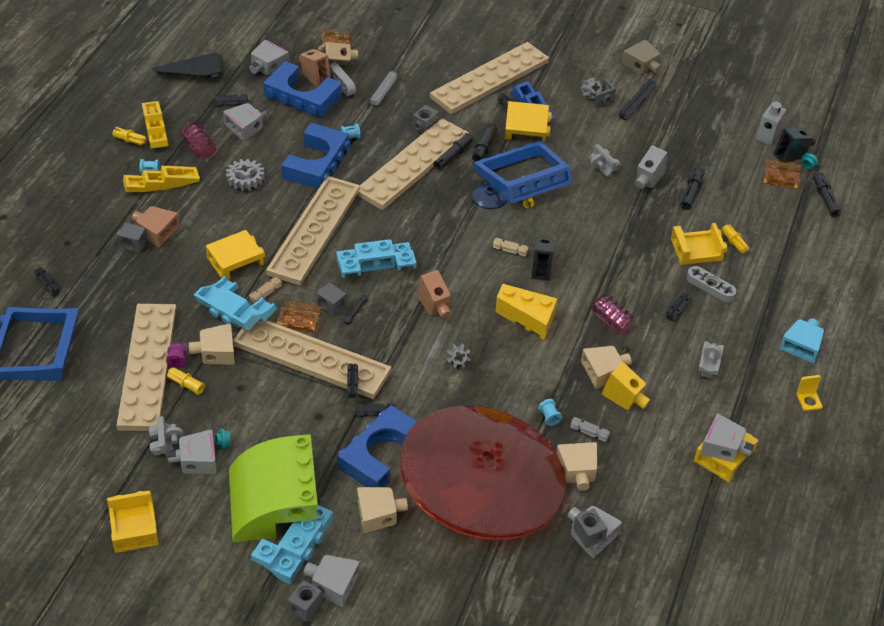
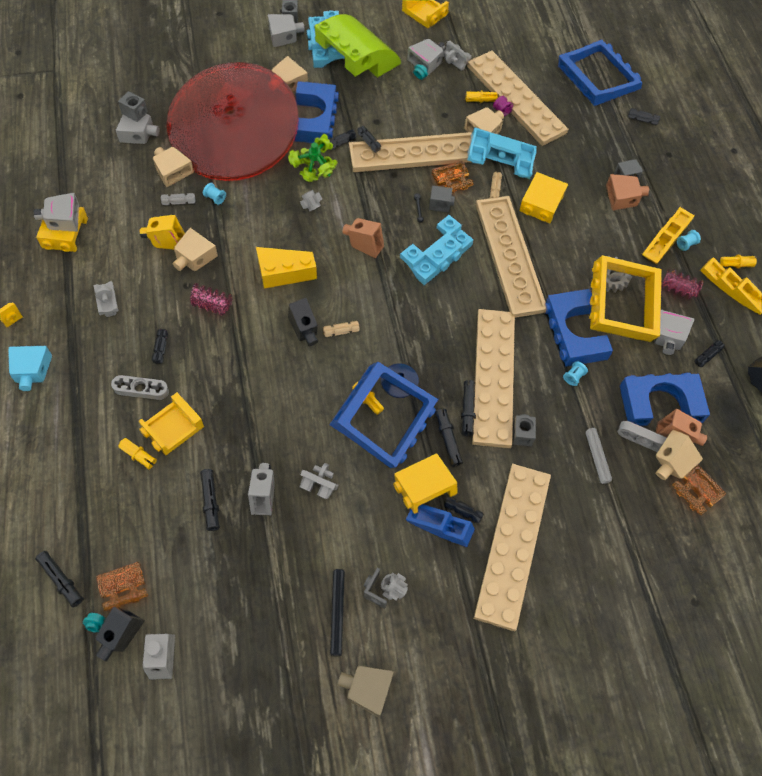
camera: 145 degrees right, 15 degrees up
(231, 144) = (652, 299): none -> yellow window
(267, 58) = (733, 421): light grey torso -> none
(438, 385) = (313, 154): none -> lime plant

